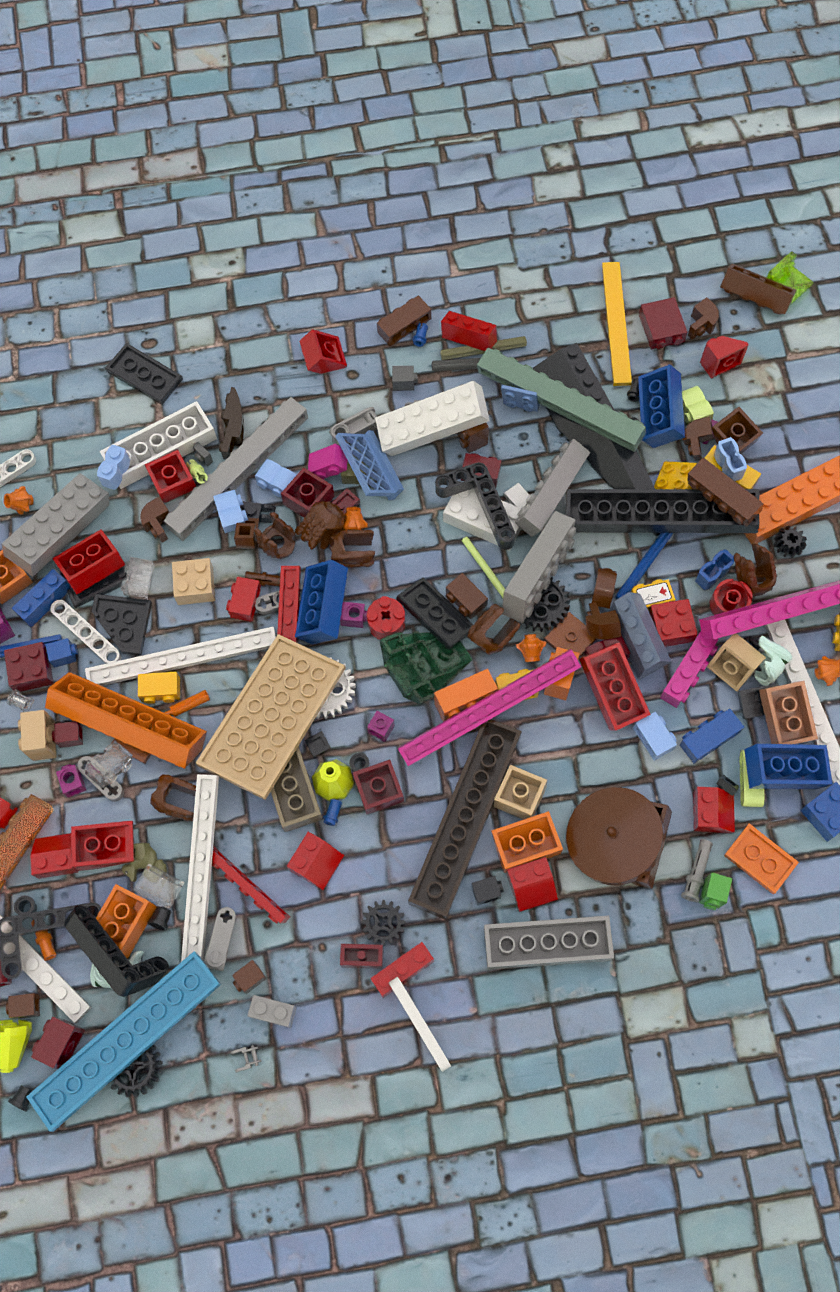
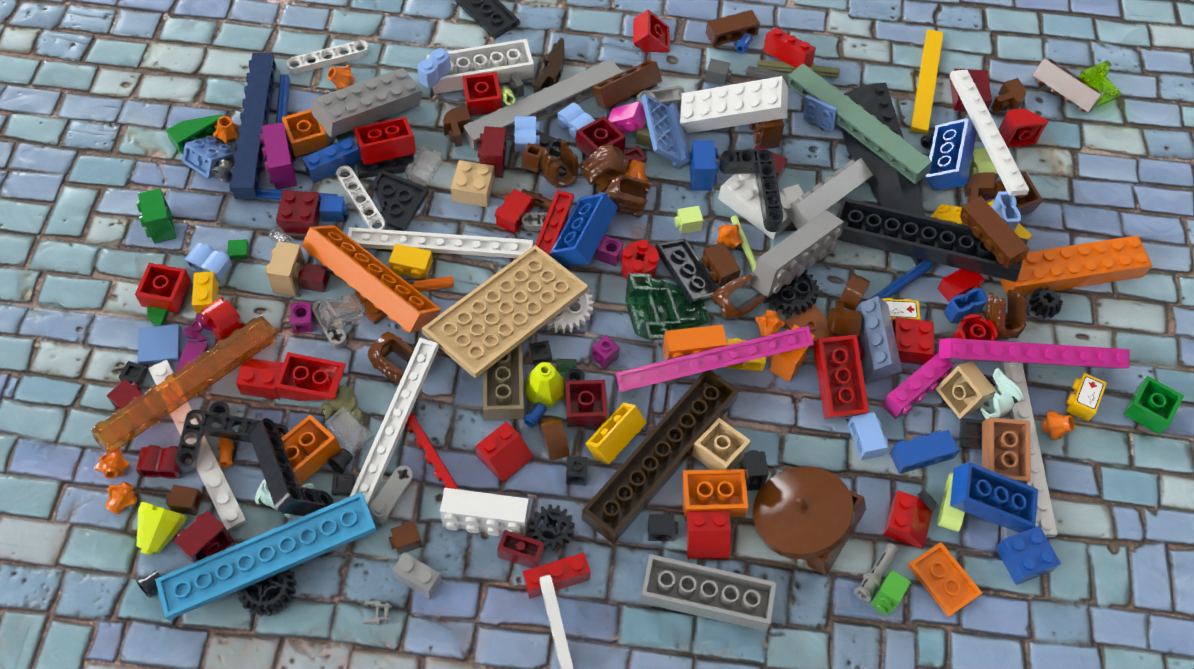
camera: 10 degrees right, 10 degrees down
(170, 941) = (342, 484): none -> black tile
(202, 539) = (493, 149): none -> dark red brick
(315, 420) = (627, 84): none -> reddish brown brick
(316, 930) = (484, 512): none -> white brick
(346, 752) = (565, 364): none -> clear green tile
(358, 832) = (554, 438): none -> reddish brown brick
(390, 858) = (576, 470): none -> black brick
(416, 809) = (616, 433): none -> yellow brick
(419, 493) = (703, 165): none -> blue brick
(421, 556) = (689, 219): none -> yellowish green brick
(466, 562) = (729, 235): none -> orange rock
(558, 807) = (755, 469): none -> black brick
(693, 374) = (989, 133): none -> white plate
(703, 548) = (960, 283): none -> red brick

